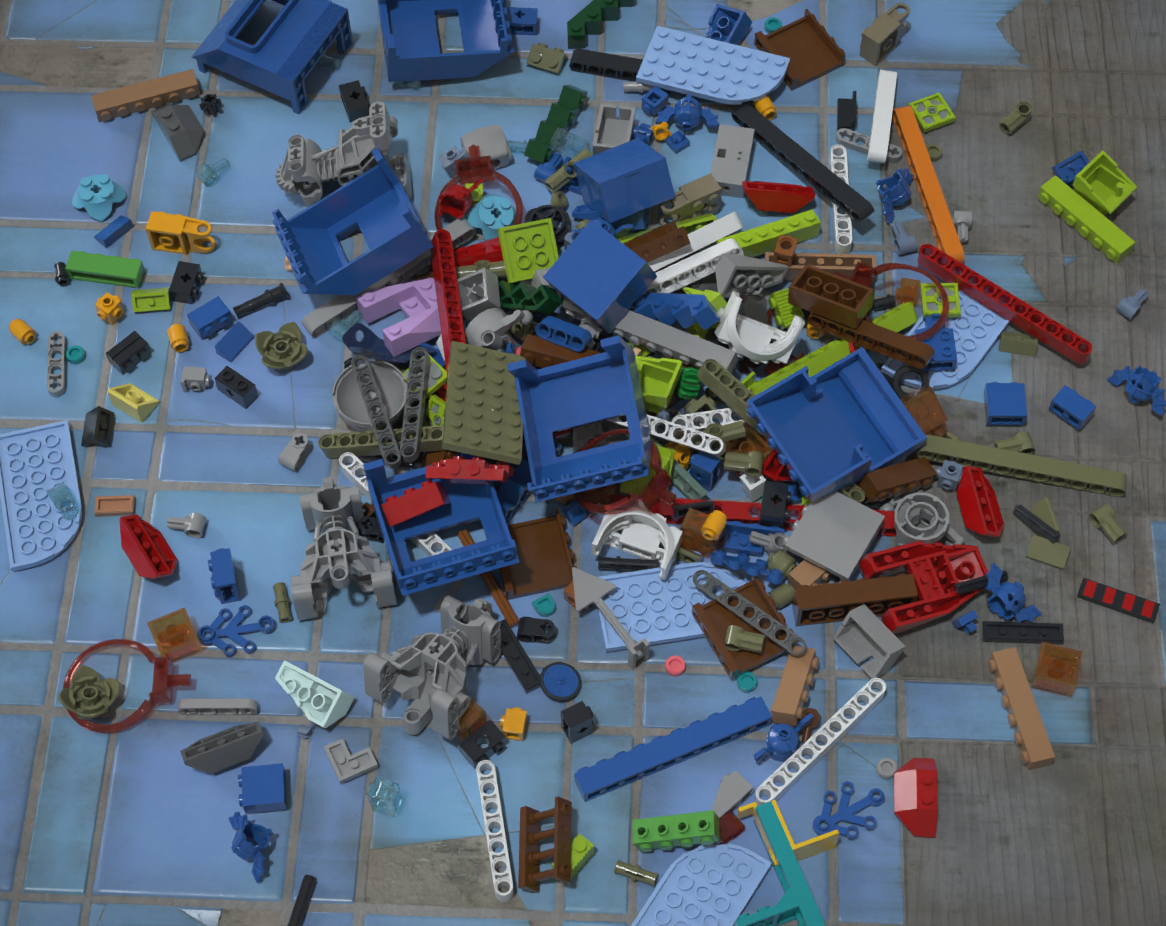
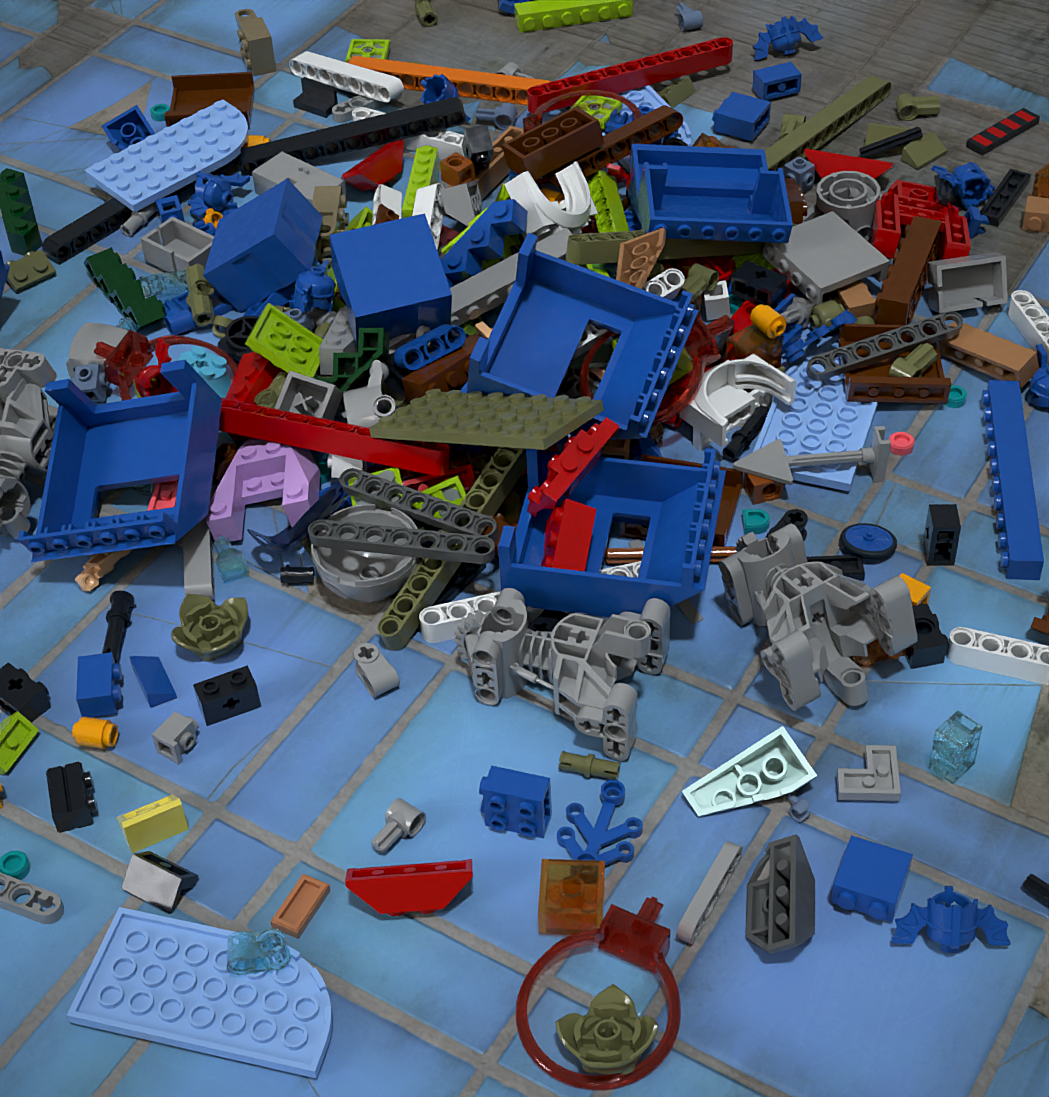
camera: 60 degrees left, 15 degrees down
(710, 415) = (639, 257): none -> medium nougat wedge
(807, 250) = (478, 146): none -> black brick

